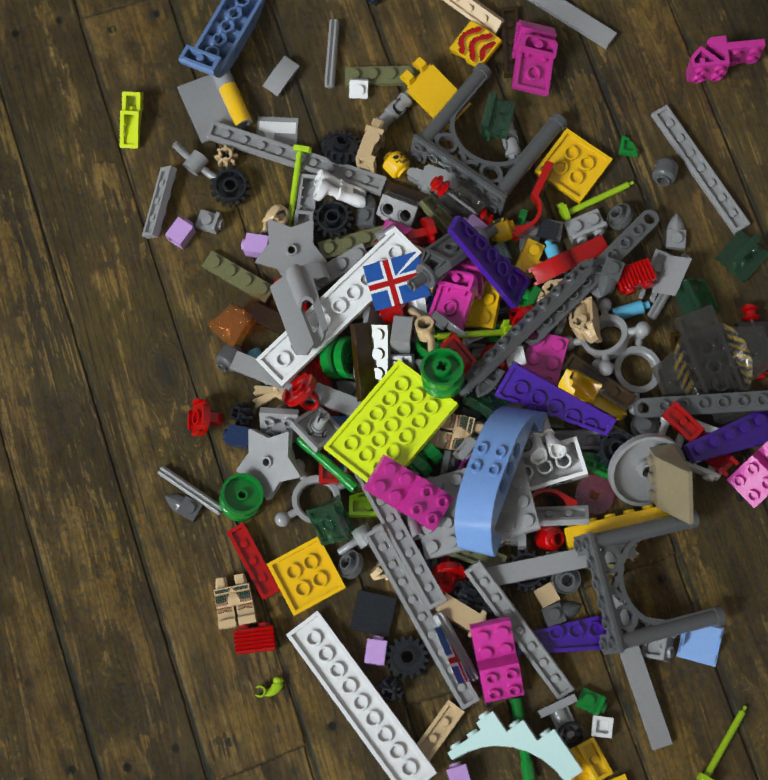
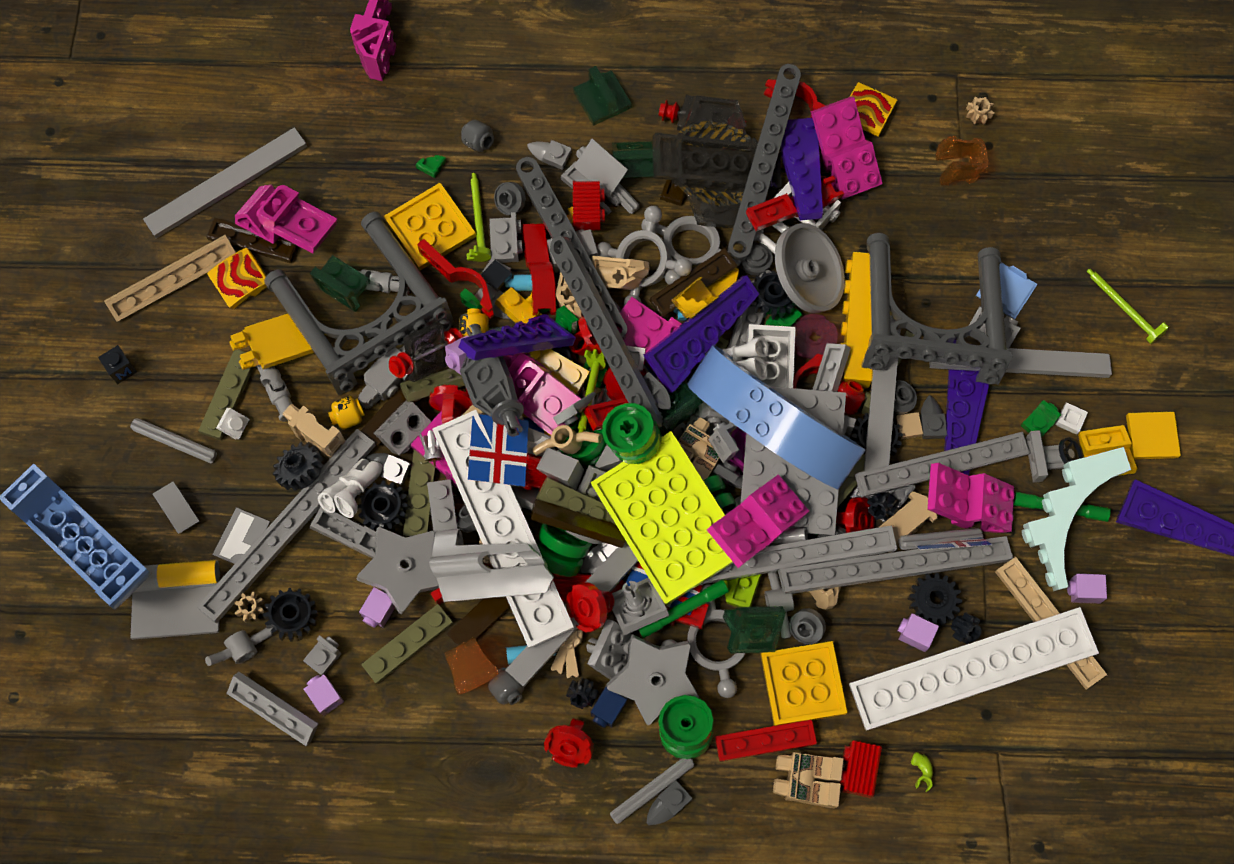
camera: 80 degrees left, 5 degrees down
(130, 119) = (148, 709): neon yellow slope -> none
(276, 213) = (348, 570): tan piece -> none
(300, 150) = (283, 513): lime piece -> none
(373, 613) = (871, 622): black tile -> none
(609, 275) = (578, 226): dark grey plate -> none
(631, 309) = (618, 226): medium azure cylinder -> none
(670, 482) = (839, 242): dark tan slope -> none
(700, 169) = (487, 102): light grey tile -> none

